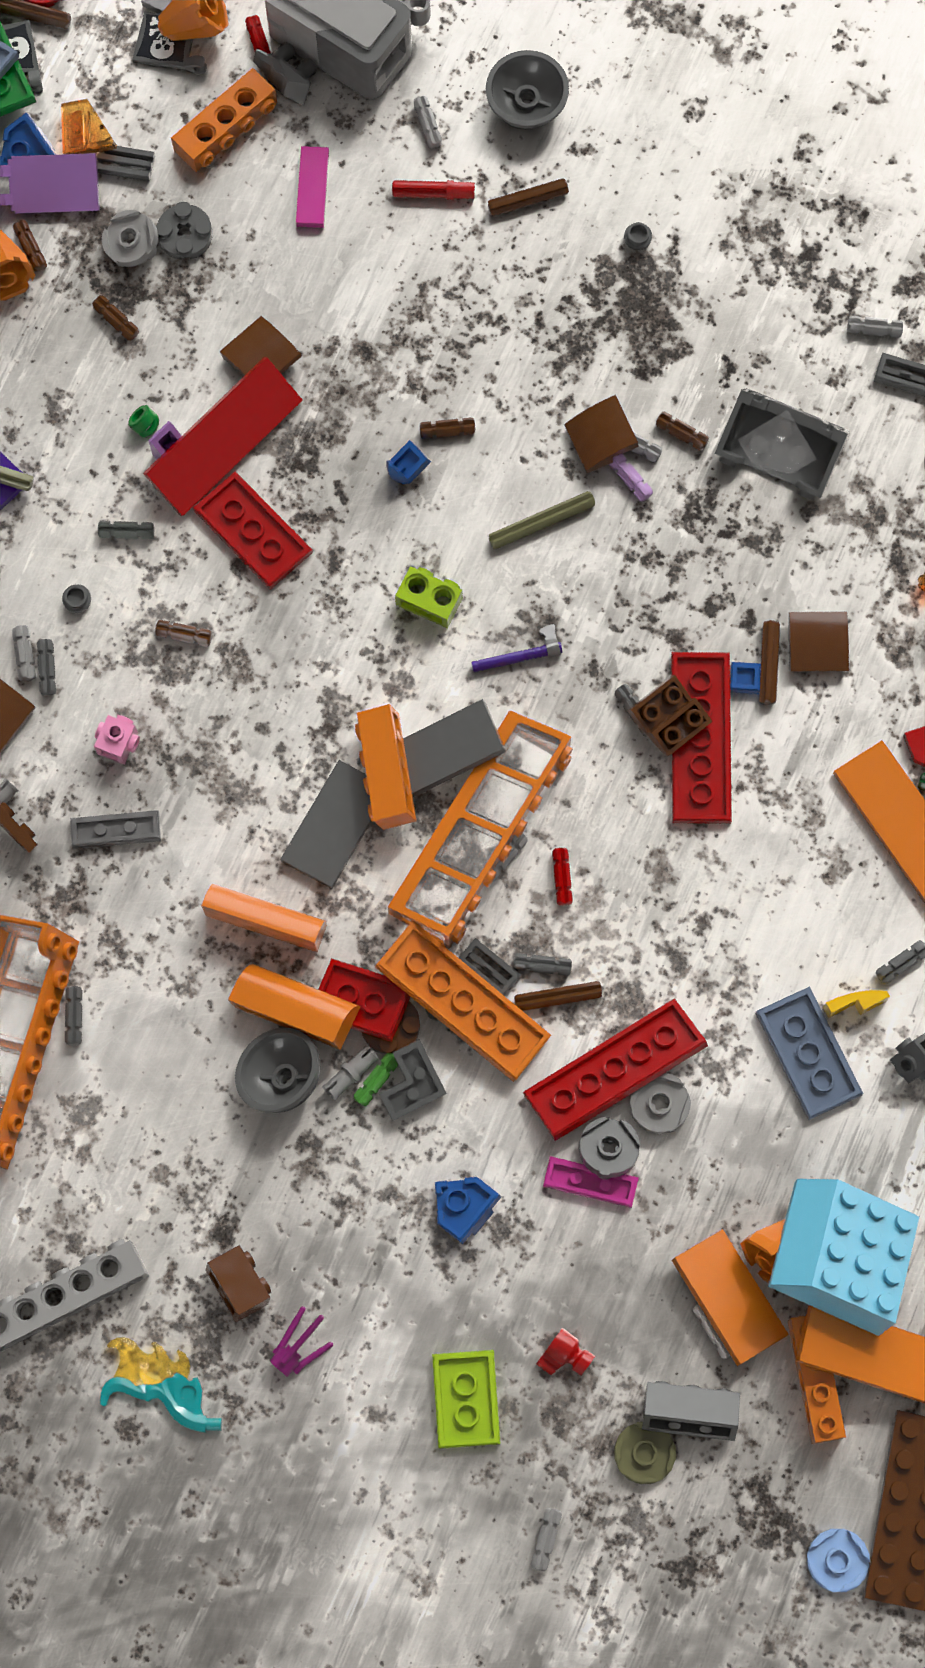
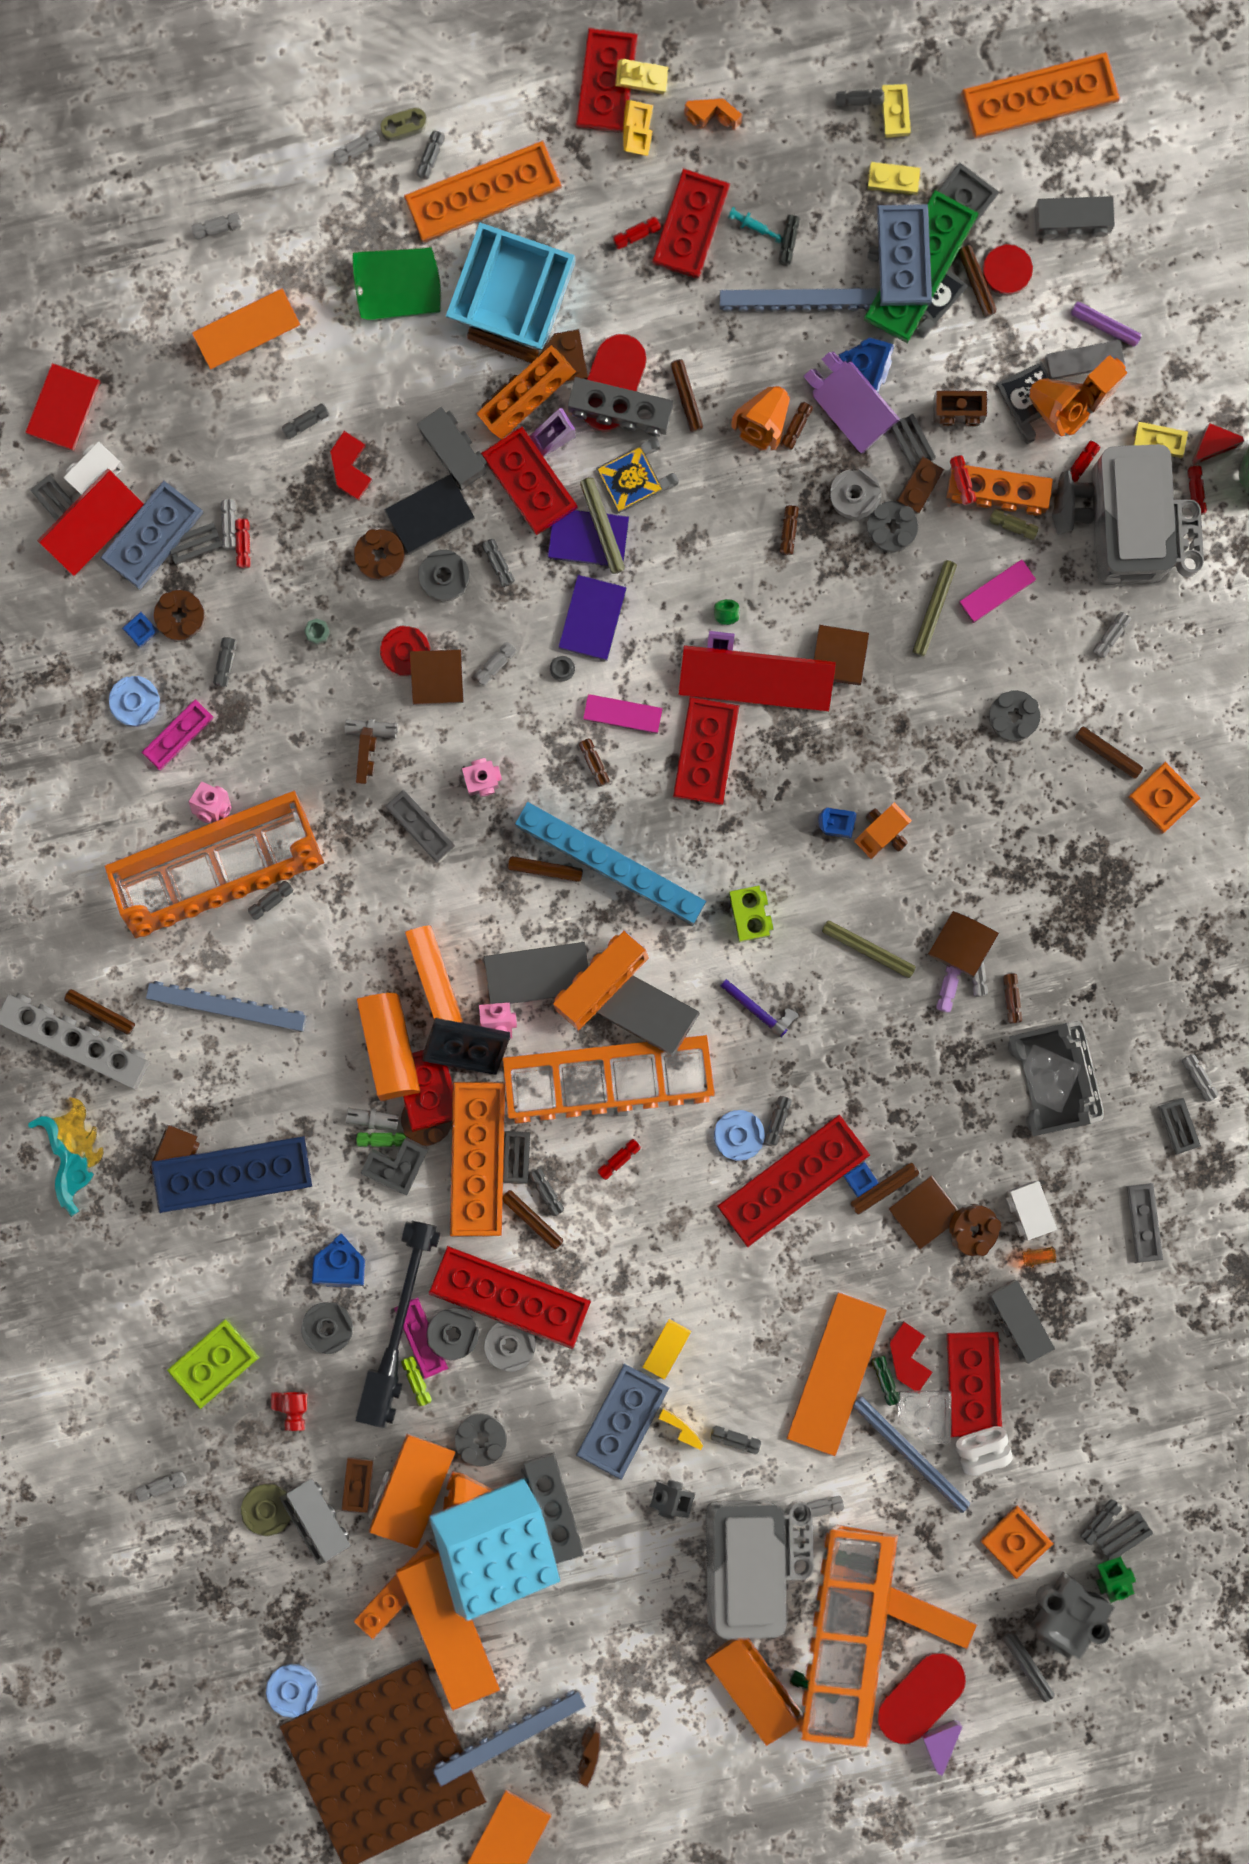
camera: 50 degrees right, 10 degrees up
(46, 667) = (497, 687): dark grey axle -> none
(49, 1254) = (99, 1012): none -> reddish brown axle
(53, 539) = (592, 617): none -> dark purple tile
(83, 129) = (913, 394): clear orange wing -> none
(126, 530) = (638, 663): pearl dark grey axle -> none
(127, 98) = (959, 407): none -> reddish brown brick
(139, 1131) = (227, 1007): none -> sand blue piece
(160, 576) = (622, 713): none -> dark pink tile
(166, 180) = (920, 484): none -> reddish brown plate
(192, 138) = (963, 480): none -> red axle
(245, 746) = (545, 869): none -> reddish brown axle
(265, 132) = (1014, 524): none -> olive axle
(270, 1063) = (329, 1060): dark grey hat -> none
(284, 248) = (934, 608): none -> olive axle
(286, 683) = (610, 863): none -> dark azure brick
(287, 1358) = (149, 1225): magenta plant -> none
(299, 1241) = (231, 1174): none -> dark blue tile
(349, 890) = (497, 1017): none -> bright pink brick
(350, 931) = (465, 1046): none -> black tile
(430, 265) = (1026, 707): none -> dark grey plate
(434, 189) = (1062, 680): red axle -> none
(446, 428) = (882, 830): none -> orange slope
(503, 1248) = (313, 1323): none -> dark grey plate
(531, 77) = (1201, 679): dark grey hat -> none
(603, 181) = (1164, 797): none -> orange tile
(608, 1249) = (383, 1385): none -> black bar
(622, 754) = (739, 1135): none -> light blue tile
(628, 1216) = (416, 1381): none -> lime axle
(638, 236) = (1139, 854): dark grey plate -> none
(669, 716) = (789, 1148): reddish brown slope -> none
(686, 1345) = (357, 1485): none -> reddish brown plate
(712, 1202) = (489, 1428): none -> dark grey plate
(771, 962) = (666, 1349): none -> yellow slope
(800, 1151) = (548, 1467): none -> dark grey brick
(876, 600) = (986, 1236): none -> reddish brown plate
(886, 550) = (1031, 1211): none -> white brick

